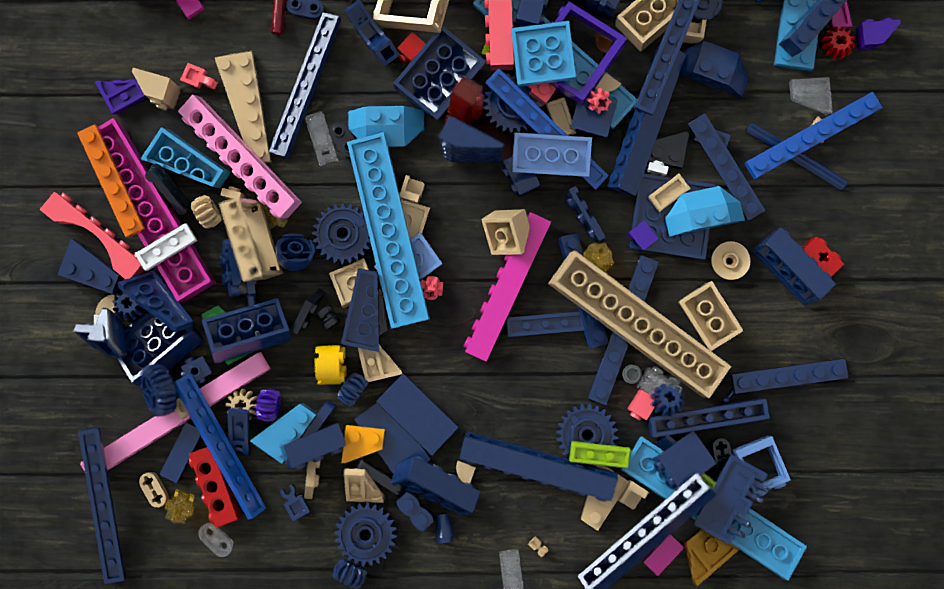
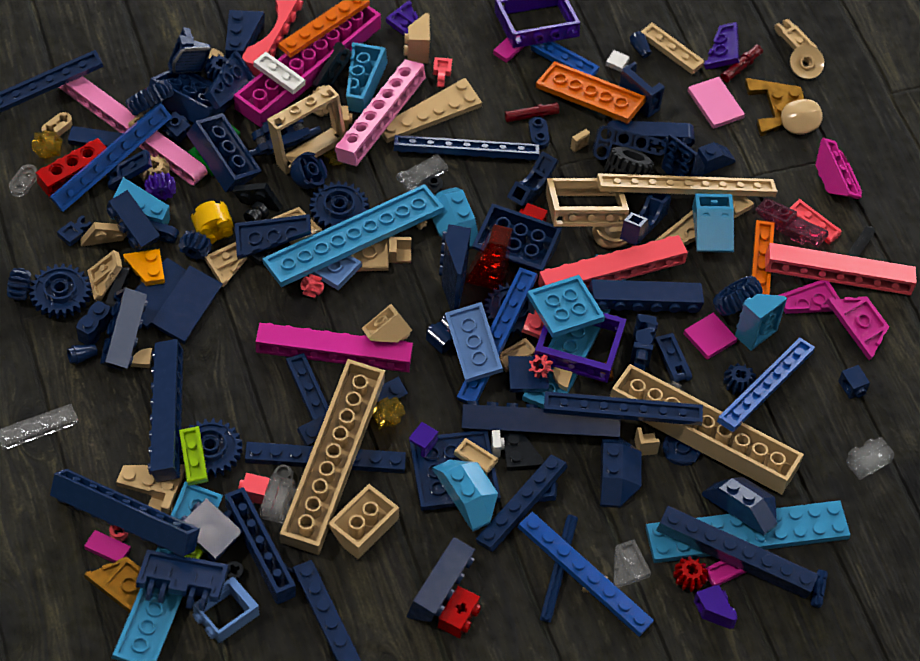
camera: 65 degrees right, 30 degrees down
(535, 544) = (88, 432): tan piece -> none
(580, 206) = (430, 388): dark blue wing -> none
(660, 400) = (266, 493): dark blue gear -> none
(739, 257) = (428, 523): tan dish -> none

